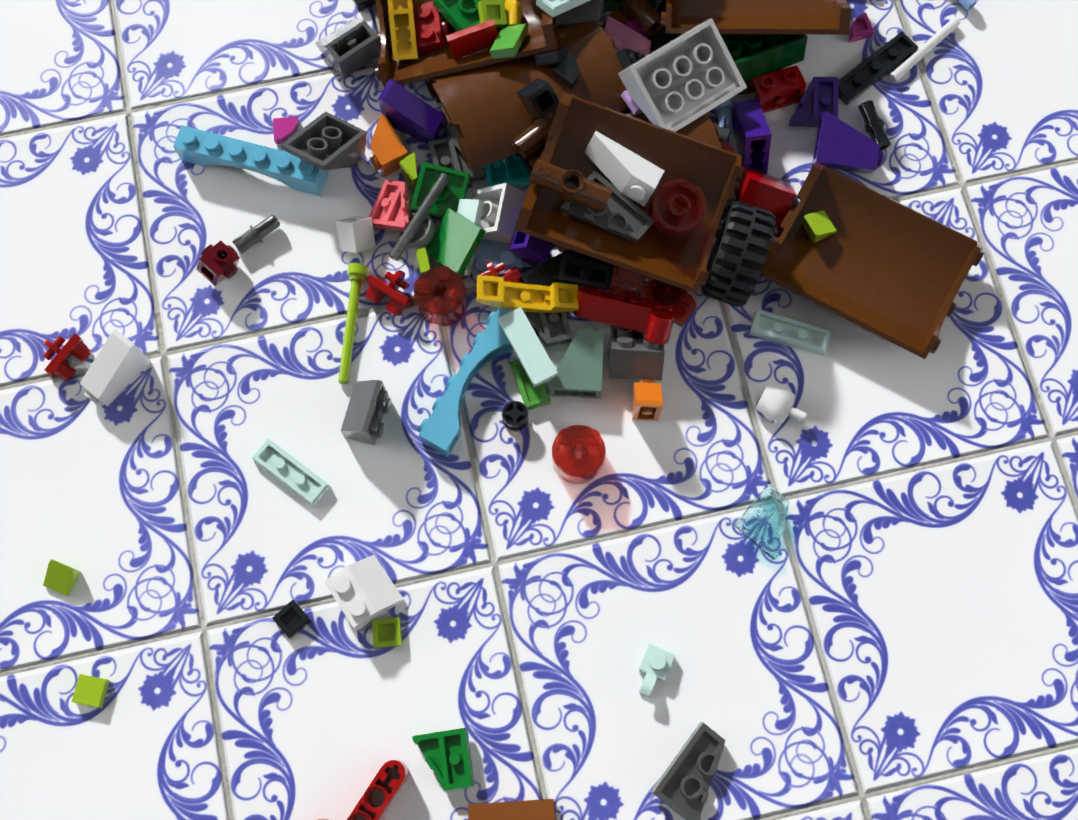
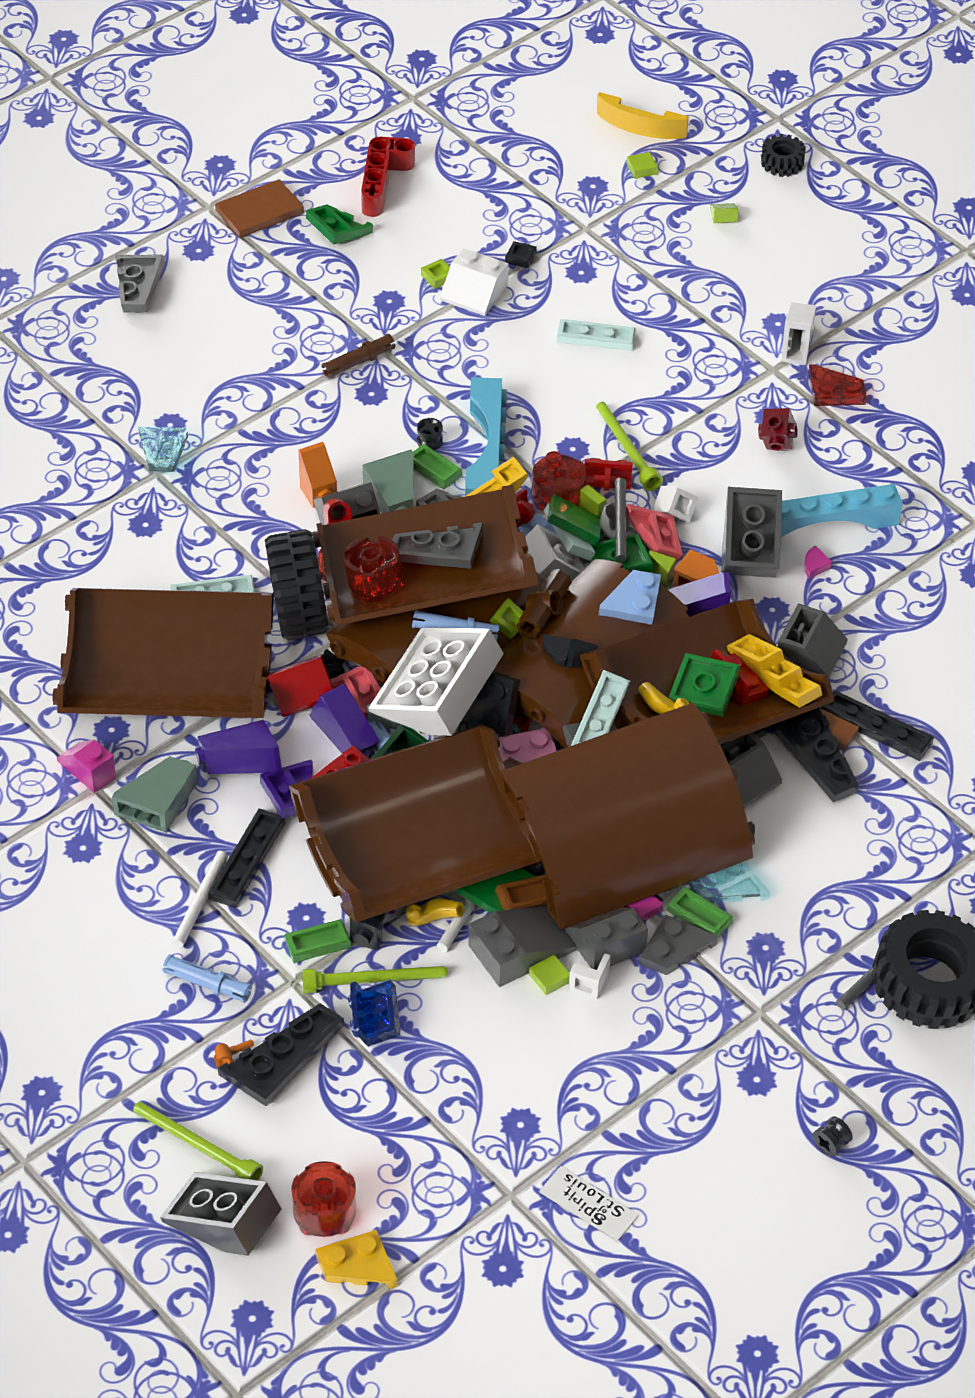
camera: 150 degrees right, 25 degrees down
(58, 365) = (850, 327): red hips -> none
(64, 789) = (641, 122): none -> yellow slope
(131, 301) = (835, 388): none -> clear red wing
(256, 233) = (767, 470): dark grey axle -> none
(366, 411) = (560, 381): slope -> none
(472, 39) = (675, 654): red tile -> none
(474, 92) = (633, 598): none -> light blue wing
(492, 10) = (672, 680): lime tile -> none
(508, 41) = (635, 656): bright green tile -> none
(525, 551) = (367, 351): none -> reddish brown pin
(527, 347) = (449, 464): light aqua tile -> none
(538, 98) = (565, 601): black brick -> none
(578, 439) = (355, 424): clear red brick -> none
(586, 193) = (481, 524): reddish brown piece -> none
(625, 169) = (432, 568): white slope -> none
(655, 666) = (204, 331): light aqua plate -> none
(777, 405) = (194, 530): white piece -> none
(818, 225) = (232, 674): lime slope -> none
(860, 29) = (283, 891): dark pink tile -> none
(874, 124) = (219, 794): black pin -> none
(924, 143) = (157, 794): none -> sand green slope
(968, 199) = (89, 764): none -> dark pink slope

